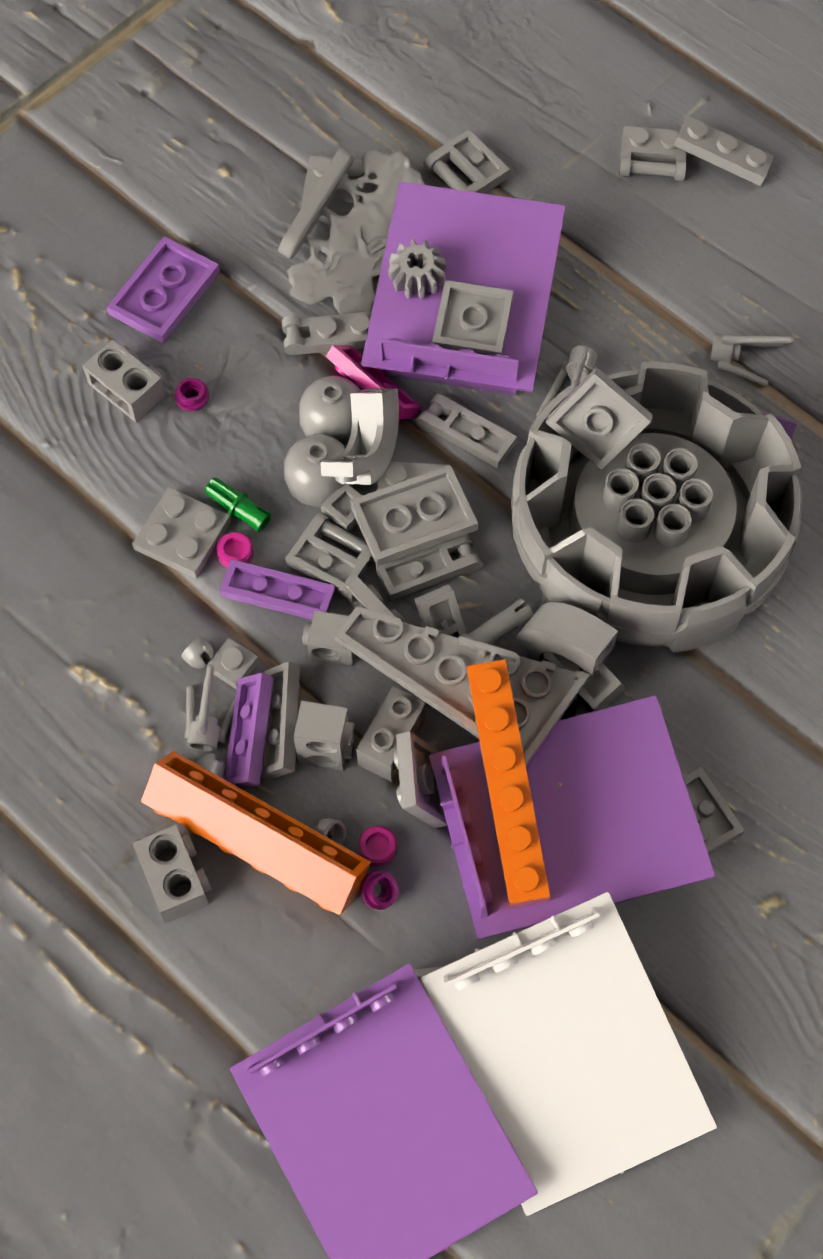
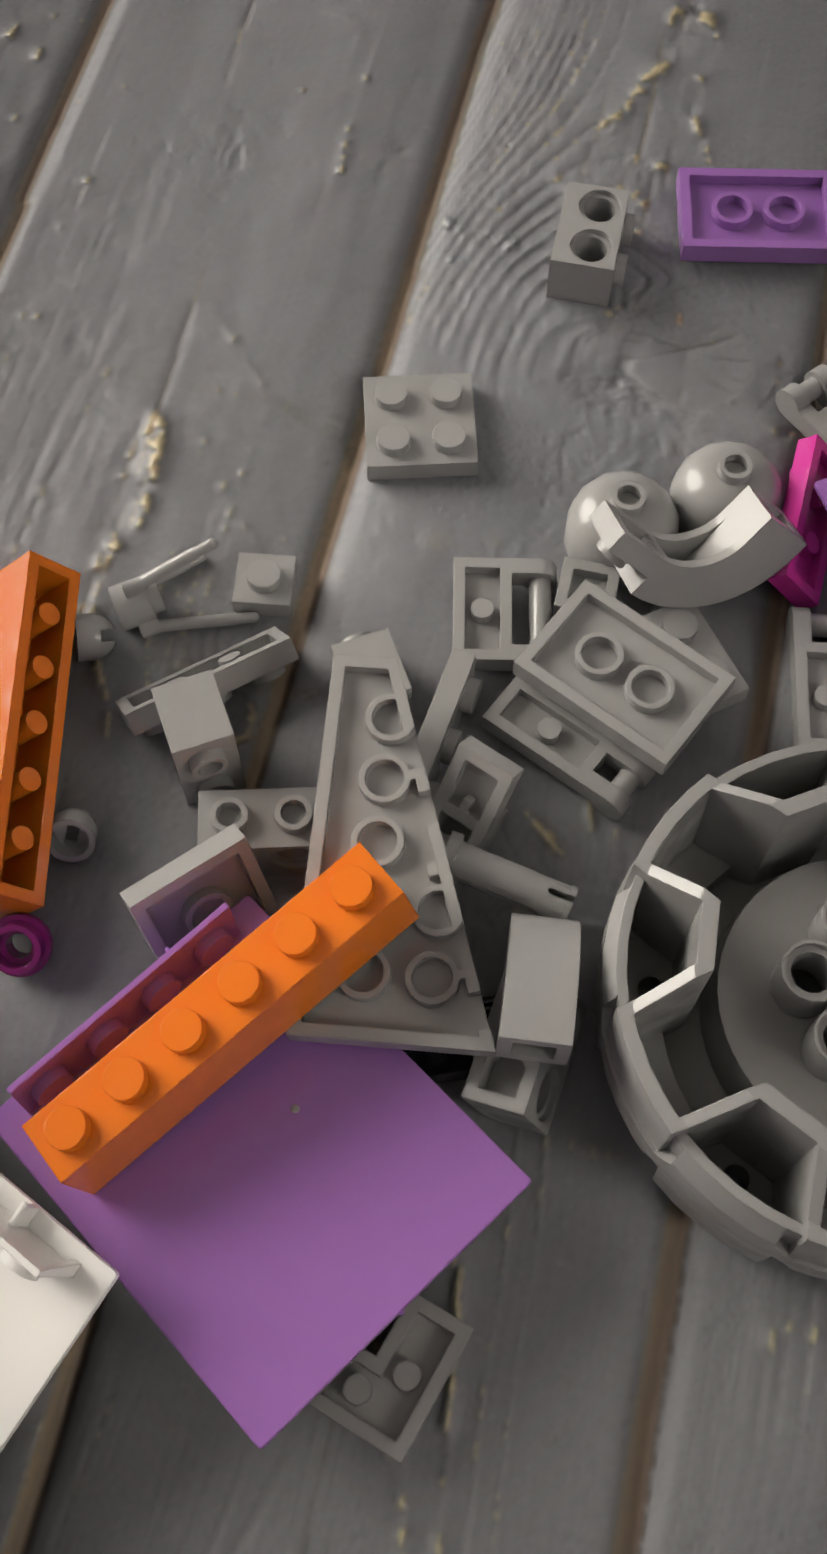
camera: 60 degrees right, 0 degrees up
(189, 387) = (627, 327): magenta plate -> none
(197, 651) = (252, 532): light grey hinge -> none
(235, 547) = (434, 499): dark pink tile -> none
(238, 504) = (500, 464): green axle -> none
(249, 730) = (167, 652): medium lavender plate -> none
(276, 590) = (403, 577): medium lavender plate -> none
(378, 845) = (92, 910): dark pink tile -> none

